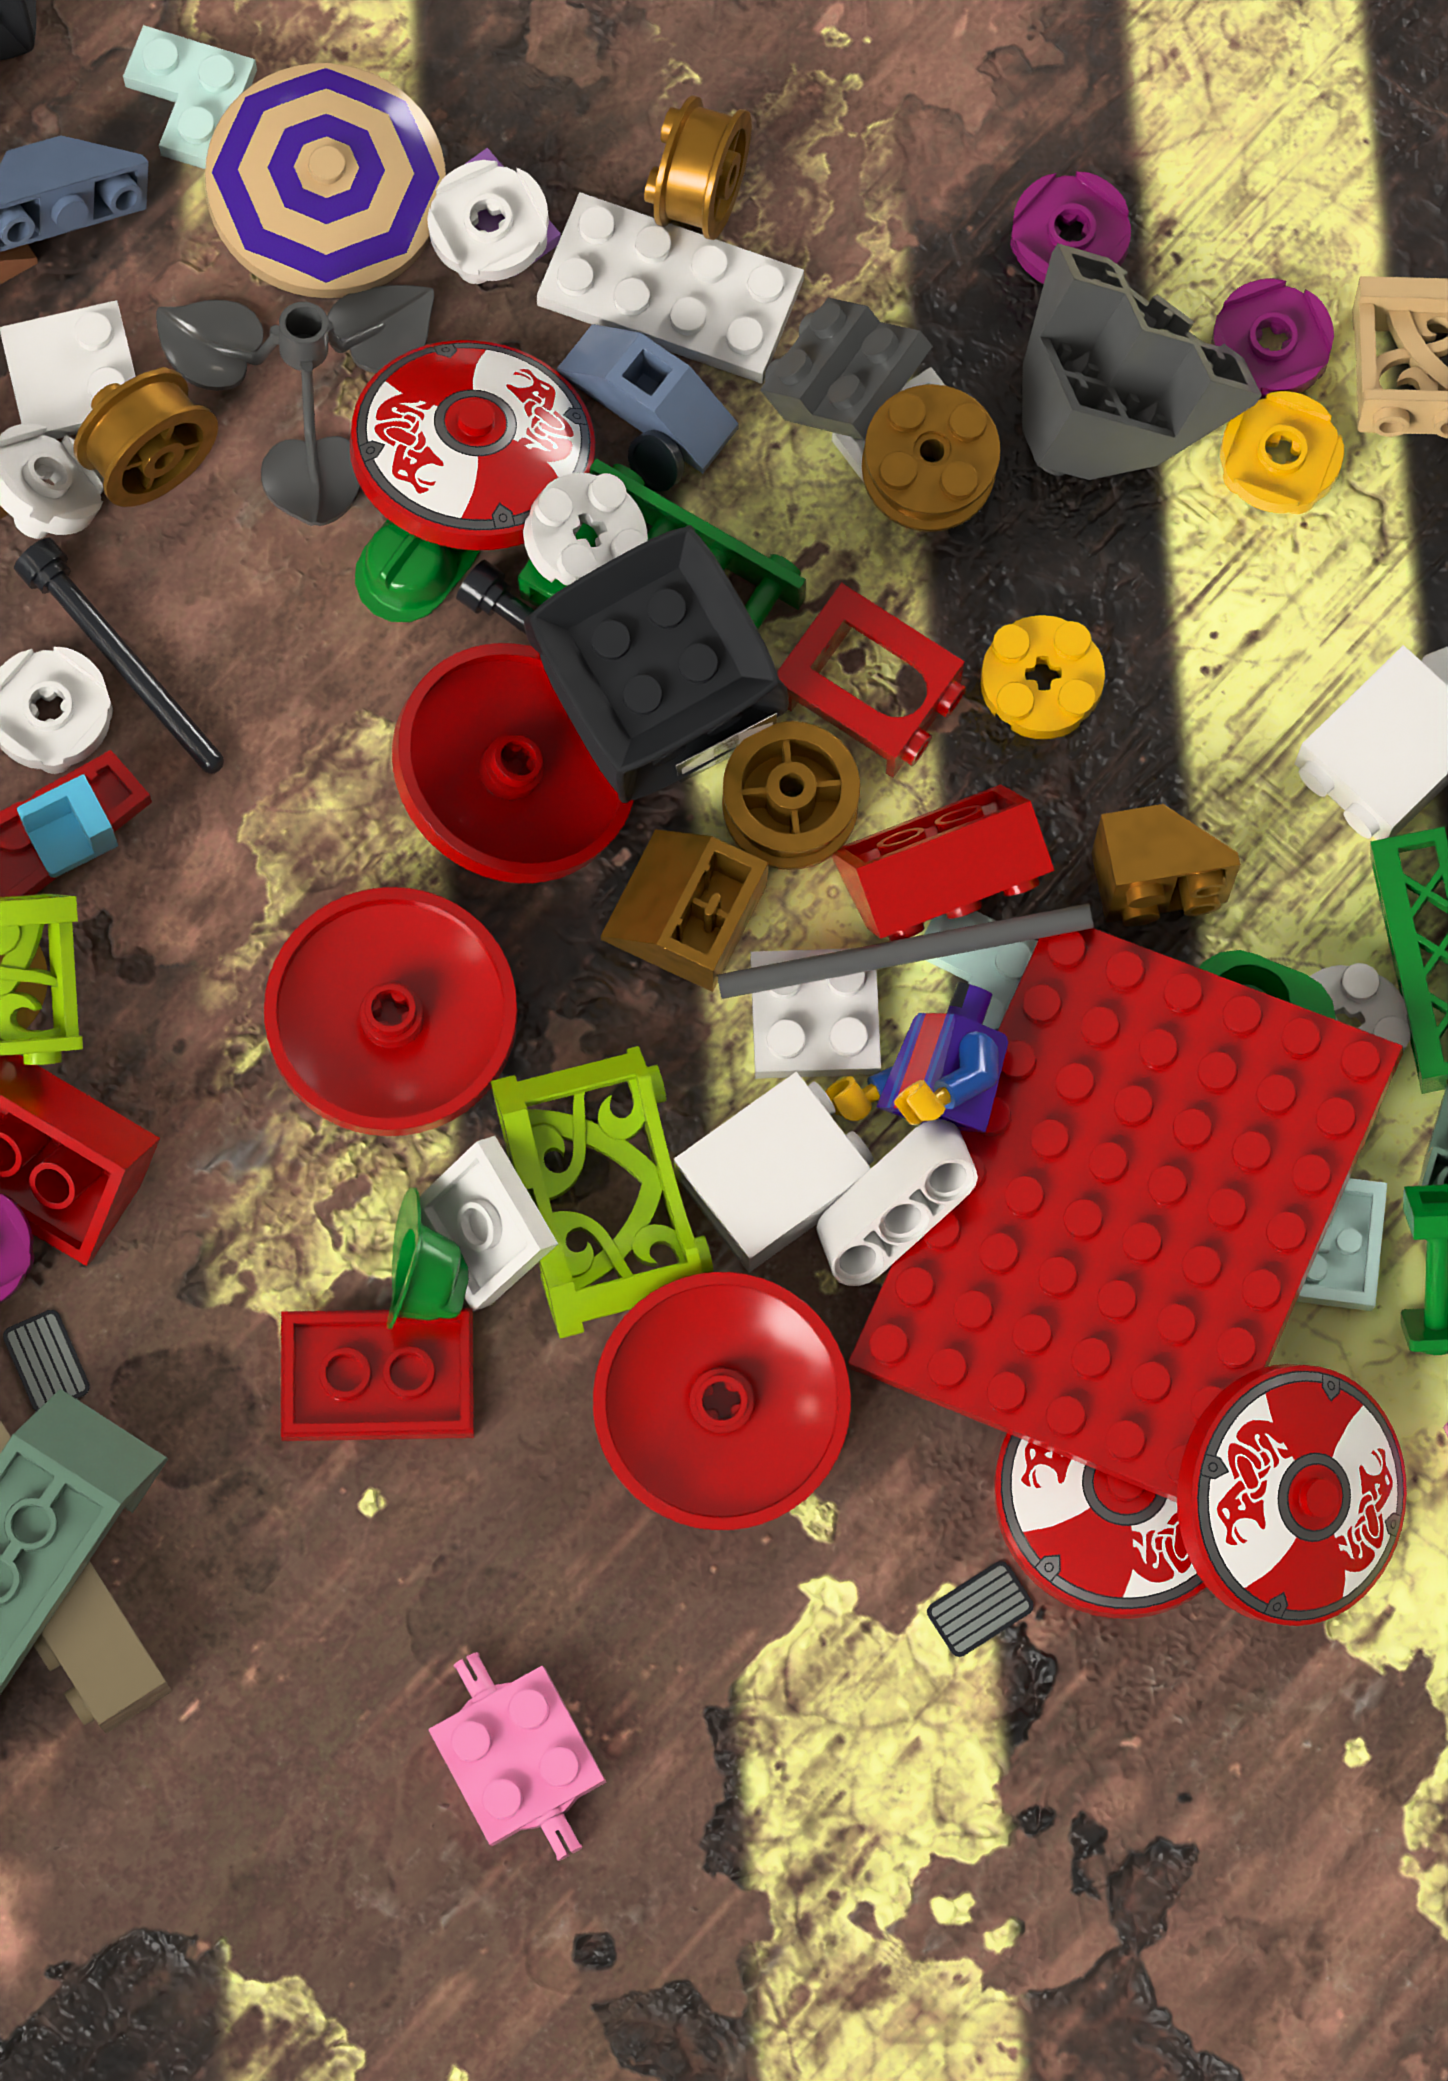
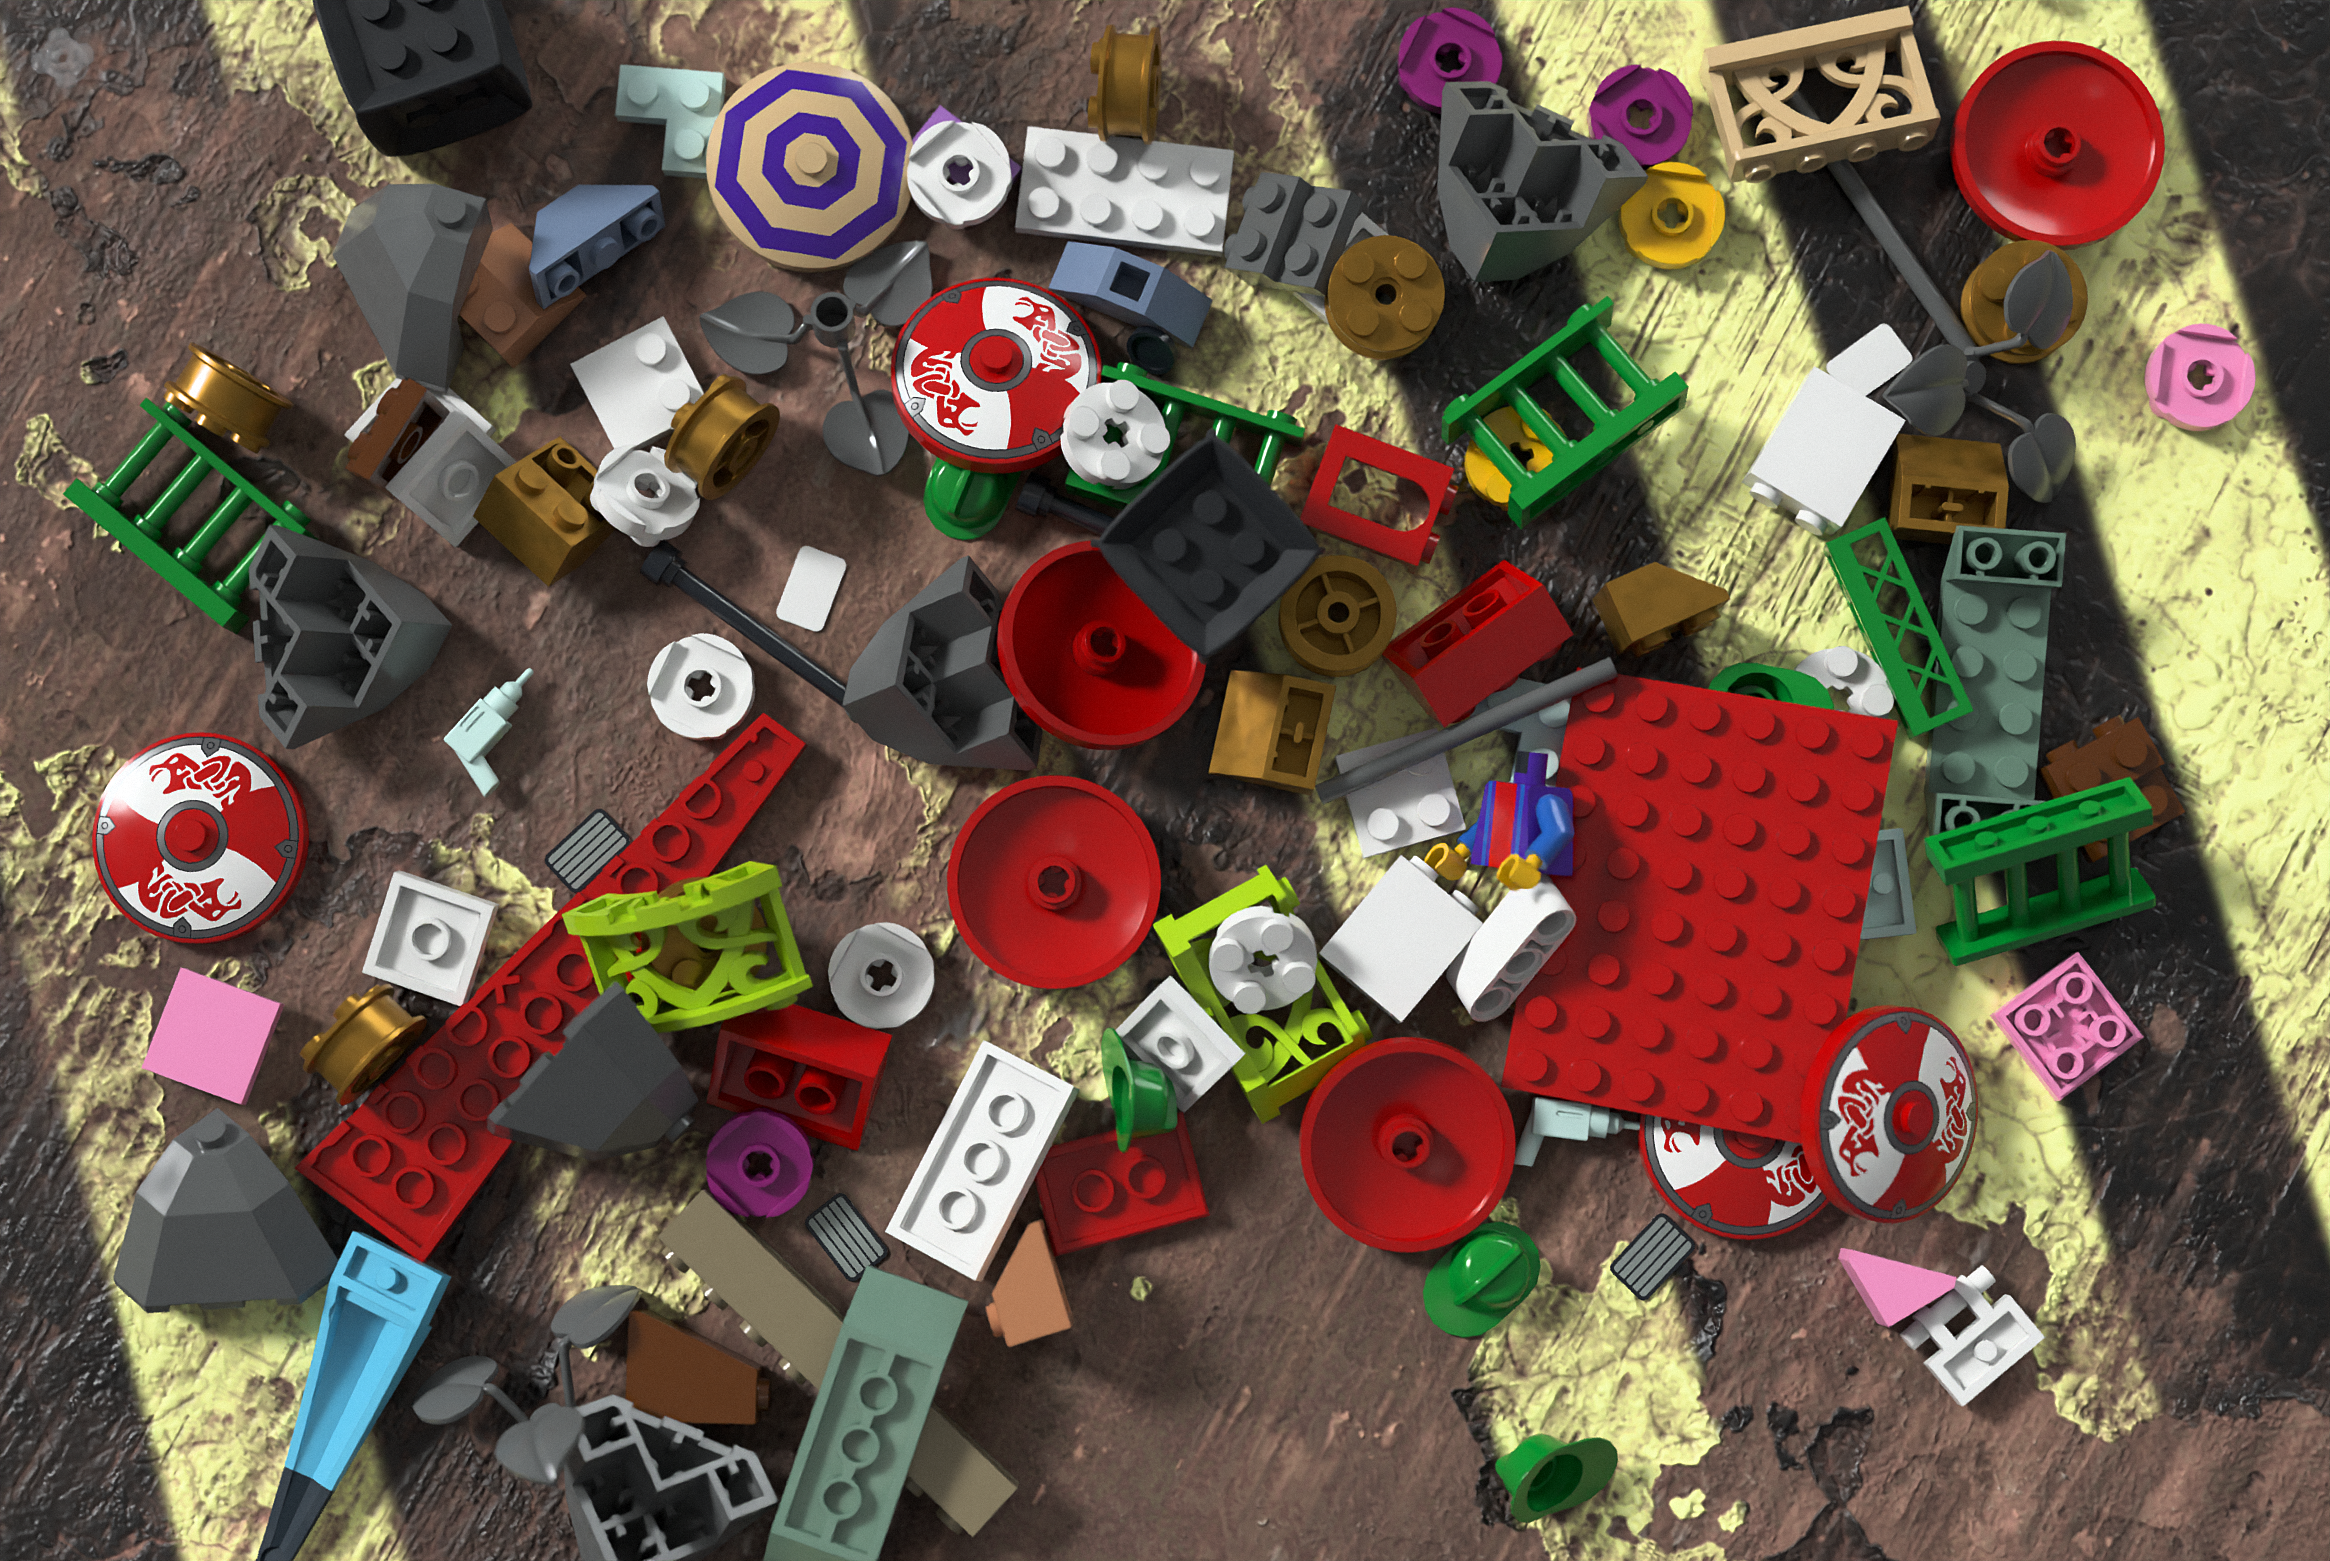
camera: 10 degrees left, 10 degrees up
(67, 826) = (747, 792): medium azure panel -> none
(166, 1038) = (873, 946): none -> white plate
(202, 634) = (811, 588): none -> white sticker
(225, 1305) = (982, 1161): none -> white plate
(240, 1458) = (1030, 1292): none -> nougat slope
(316, 762) = (937, 682): none -> dark grey brick
(517, 1756) = (1312, 1470): bright pink plate -> none
(626, 1116) = (1258, 987): none -> white plate
(772, 1586) = (1481, 1279): none -> green piece
(804, 1825) = (1554, 1475): none -> green piece
(915, 1426) = (1566, 1121): none -> light aqua piece
(1106, 684) = (1571, 461): none -> green fence
(1253, 1702) = (1892, 1287): none -> bright pink slope
(1342, 1804) = (1982, 1348): none -> white plate

